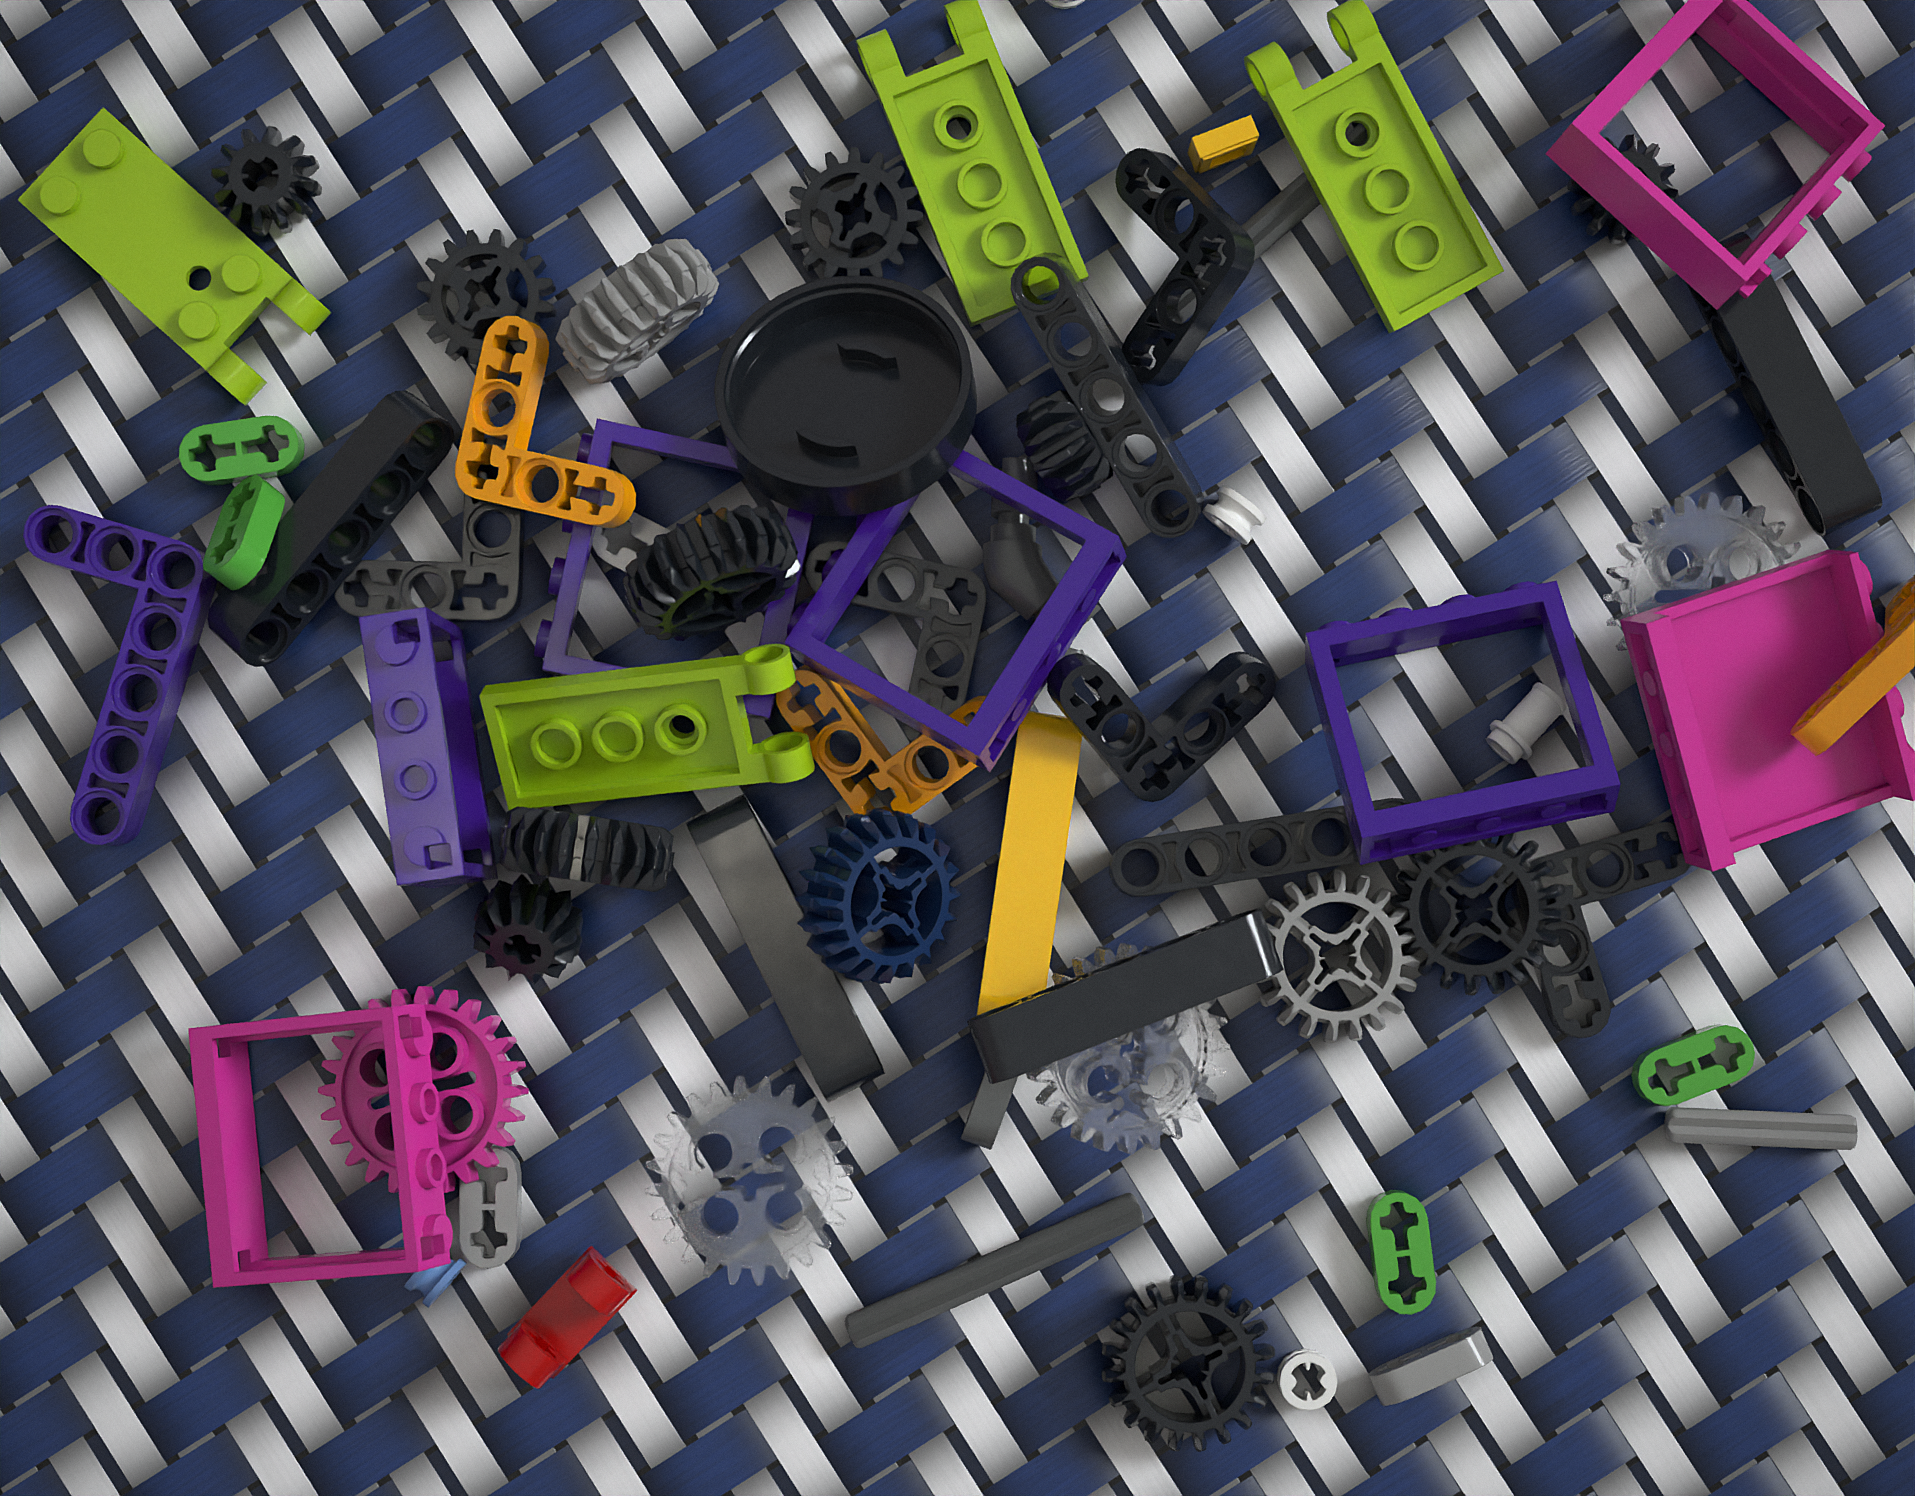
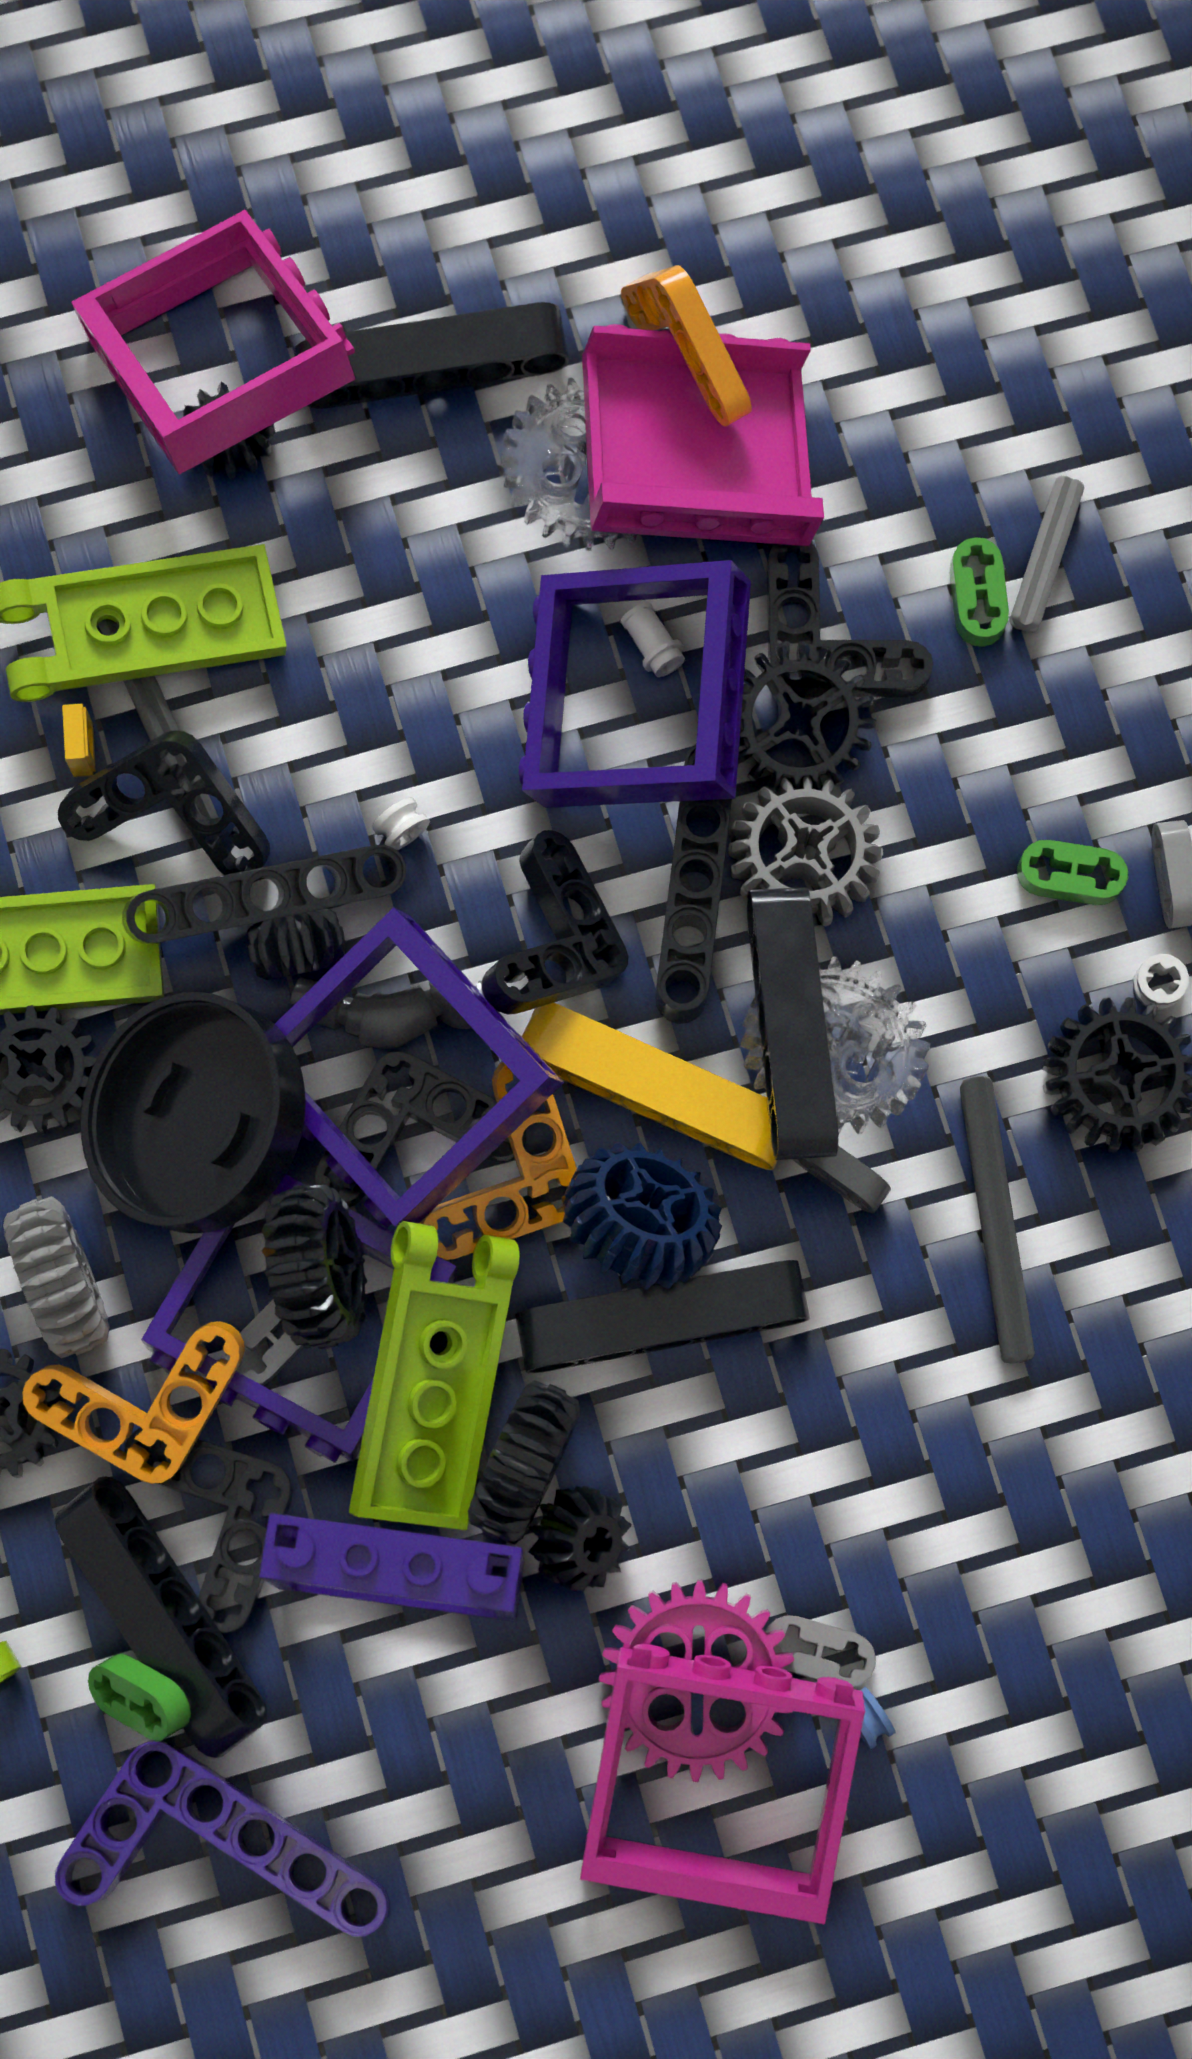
camera: 75 degrees left, 10 degrees down
(240, 435) = (46, 1680): bright green beam -> none
(565, 1318) = (936, 1602): red piece -> none
(756, 1238) = (911, 1418): clear gear -> none

